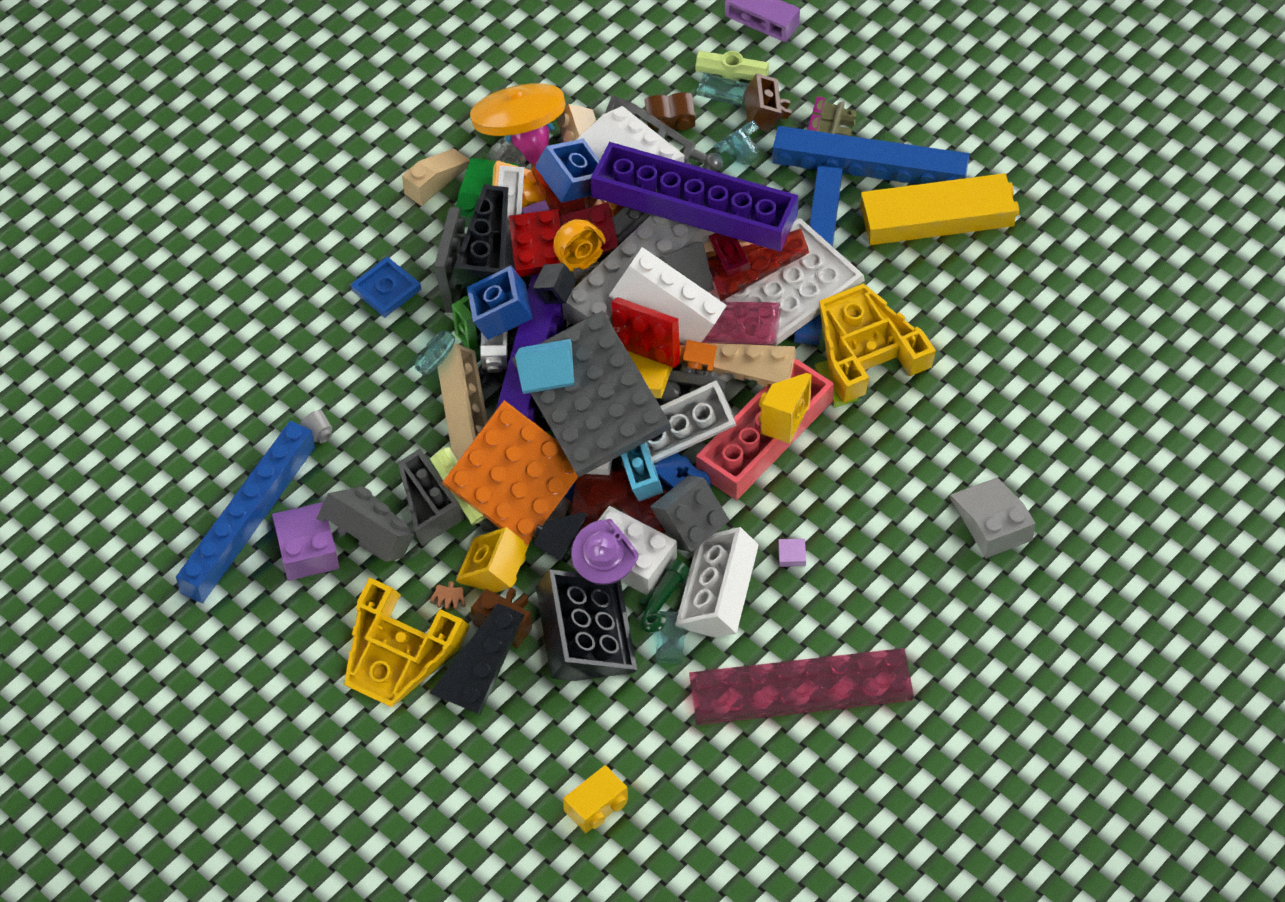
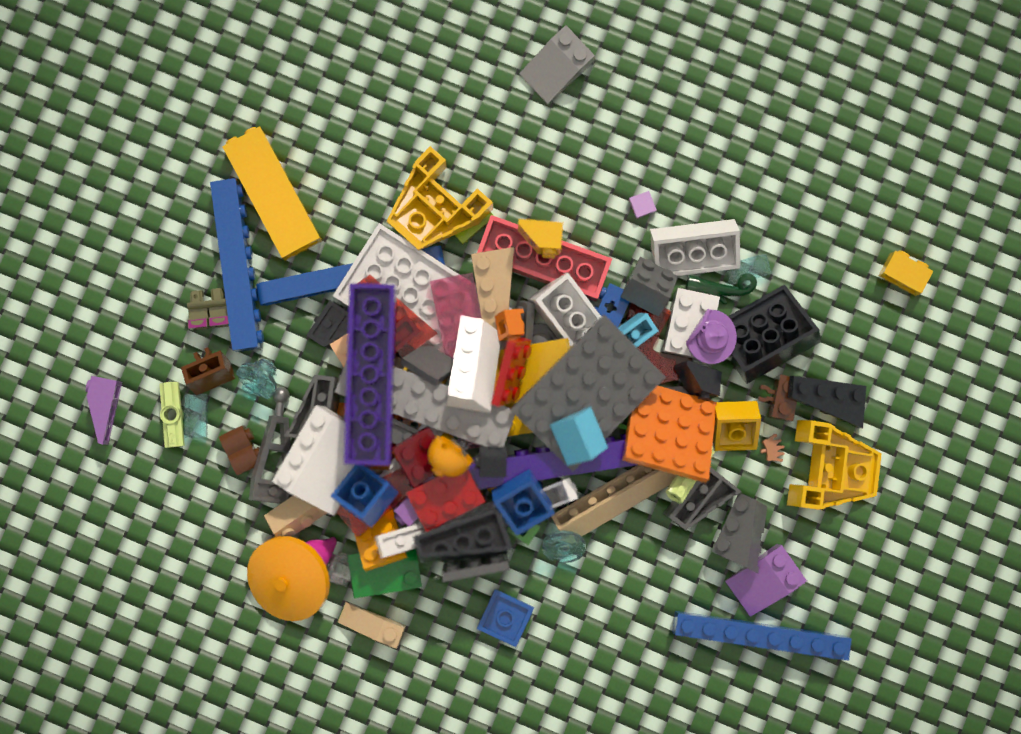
camera: 115 degrees left, 30 degrees up
(319, 425) = (663, 613): light grey hat -> none
(800, 686) = (755, 161): clear pink plate -> none

